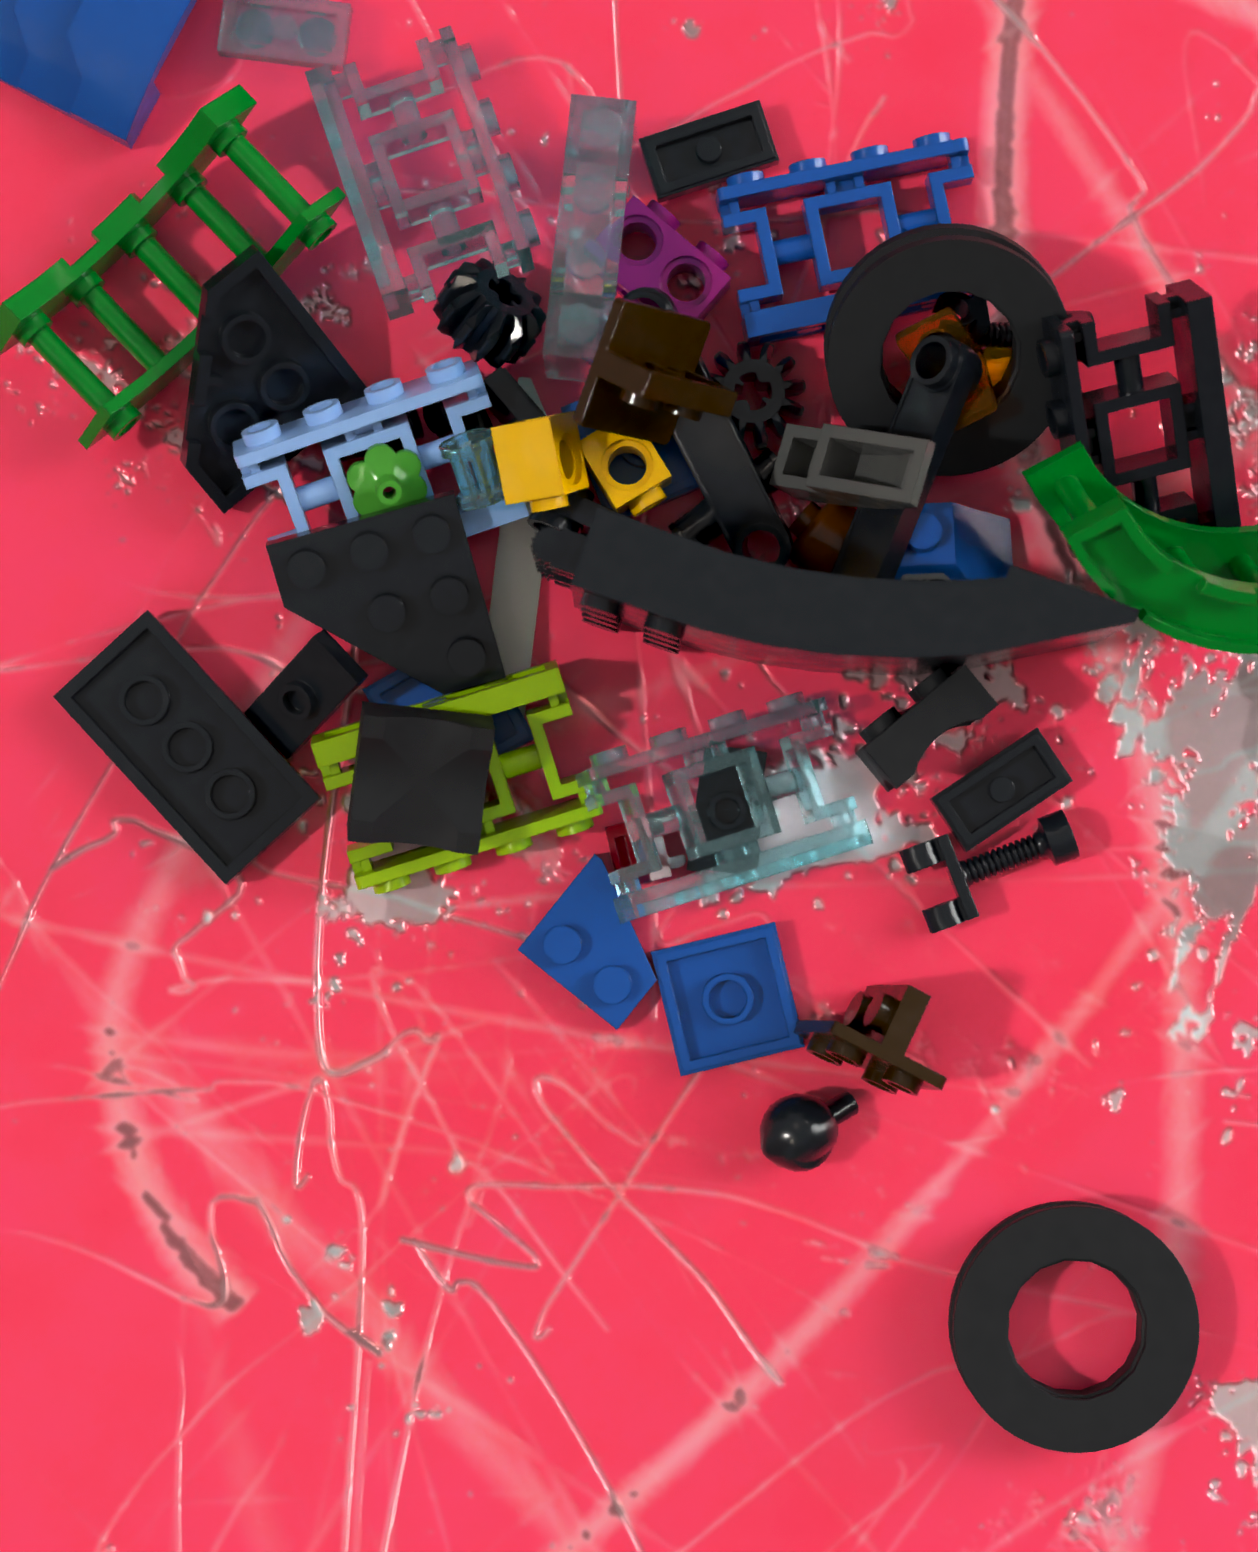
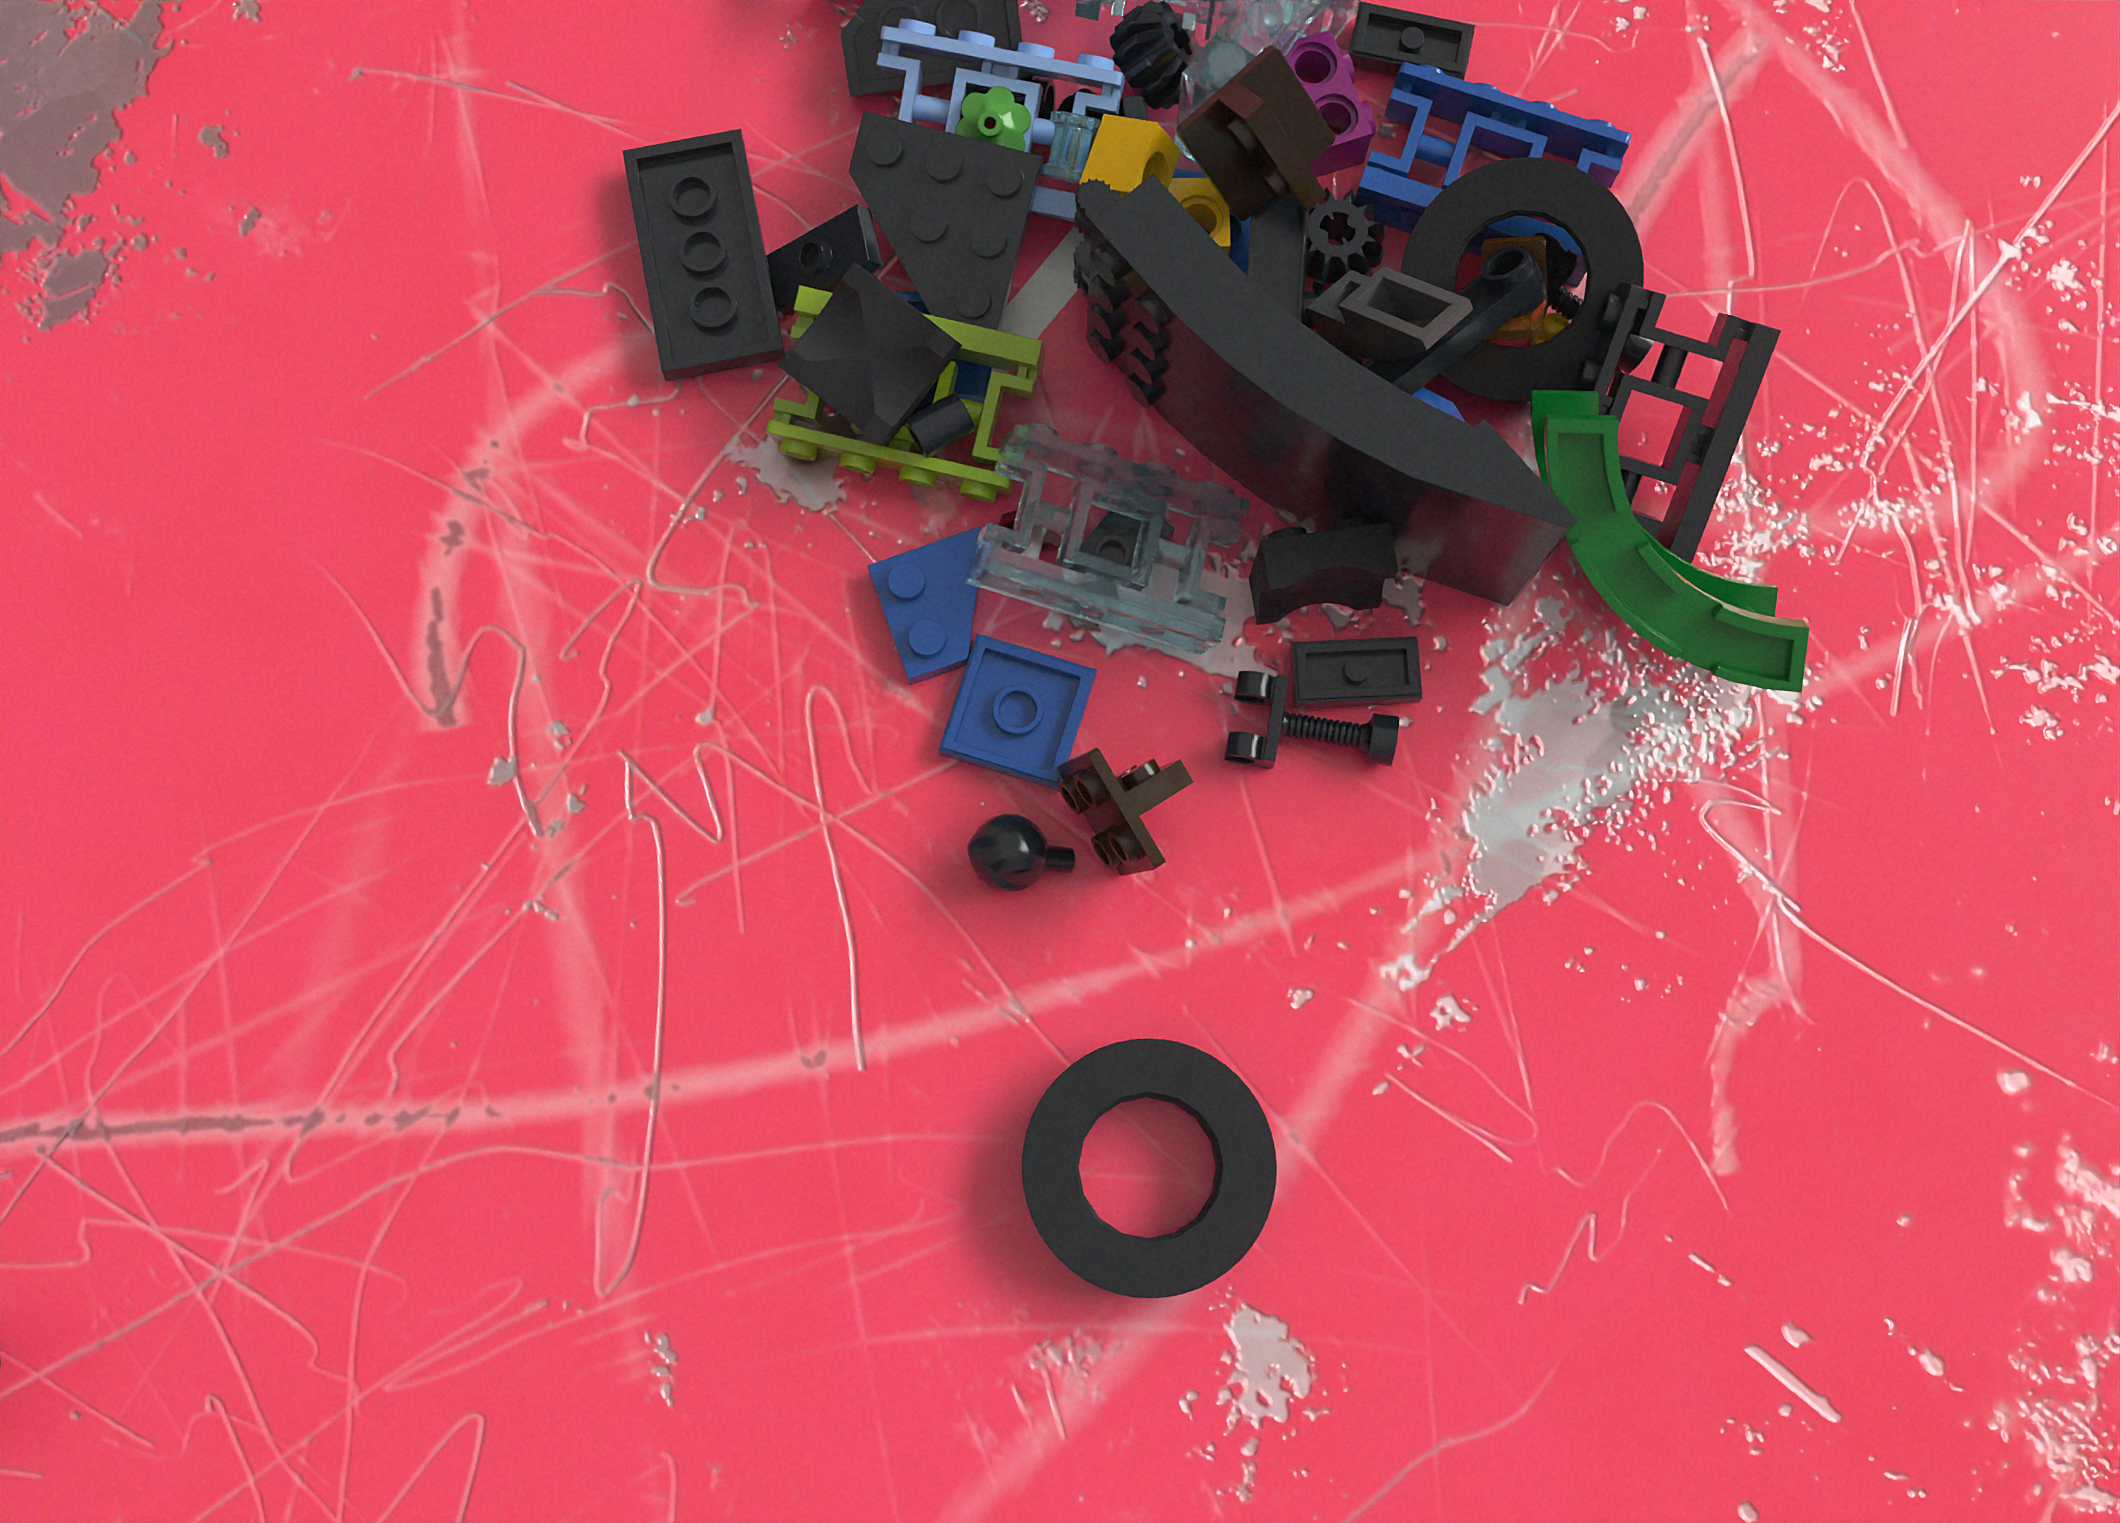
camera: 30 degrees right, 10 degrees down
(514, 797) = (940, 424): none -> black hinge

